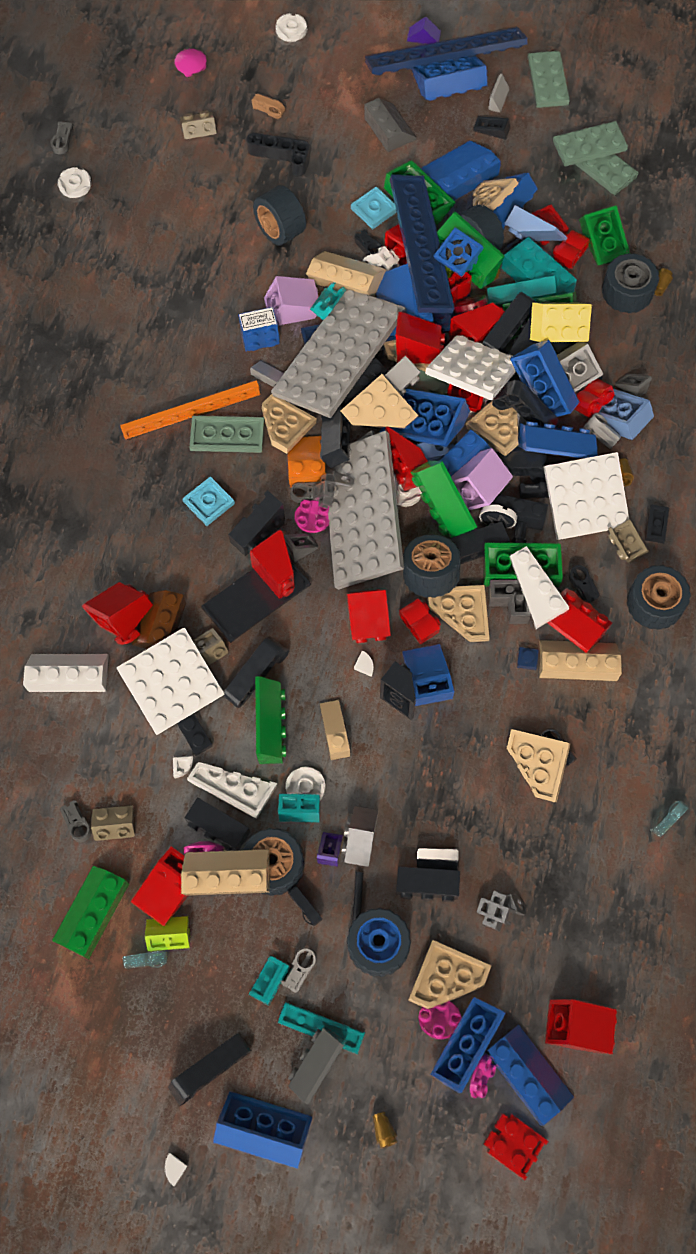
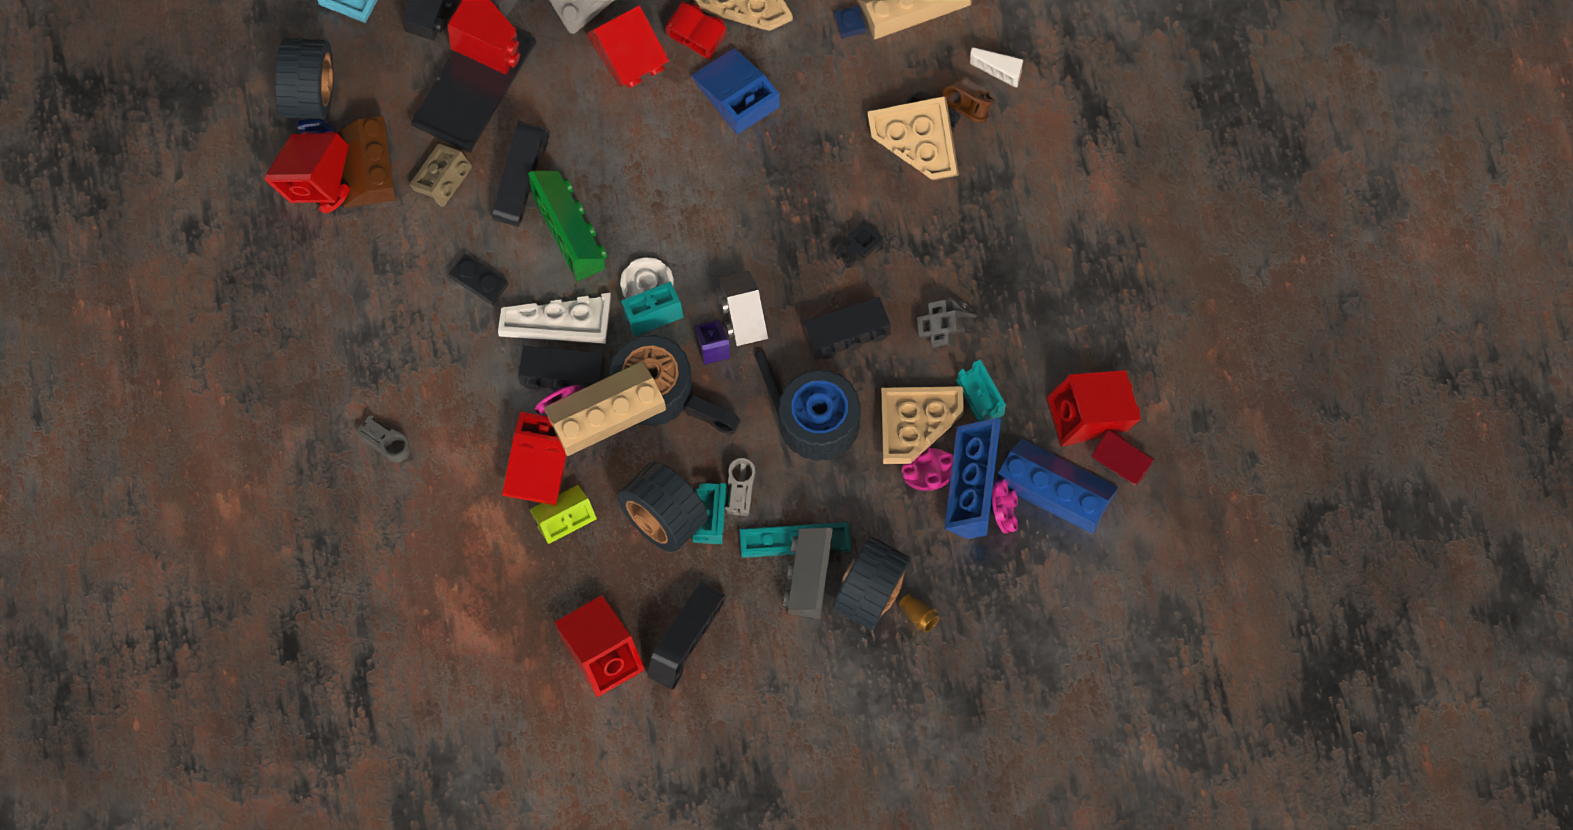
camera: 25 degrees left, 0 degrees up
(66, 673) = (279, 273): white slope -> none
(91, 912) = (456, 530): green slope -> none
(113, 823) = (431, 422): dark tan bracket -> none
(140, 581) = (317, 125): none -> clear blue arm
(143, 547) = (304, 78): none -> black wheel
(144, 1047) = (600, 645): none -> red slope
(145, 959) = (553, 552): clear light blue piece -> none
(170, 681) = (419, 226): white plate -> none
(174, 1169) = (697, 757): white tile -> none
(182, 765) = (481, 322): white tile -> none
(234, 964) = (662, 506): none -> black wheel
(262, 1129) = (780, 671): blue slope -> none
(335, 730) = (653, 203): tan slope -> none
(356, 1097) = (871, 583): none -> black wheel
(364, 664) = (651, 110): white tile -> none
(398, 689) = (712, 119): black slope -> none
(437, 858) = (845, 295): slope -> none
(466, 822) = (860, 242): none -> black plate
(502, 976) = (981, 392): none -> teal hinge
(514, 1144) = (1072, 564): red plate -> none
(586, 749) = (970, 99): none -> reddish brown piece
(586, 1077) = (1123, 457): none -> dark red slope
(619, 735) = (999, 65): none -> white slope
(671, 818) = (1101, 137): clear light blue piece -> none

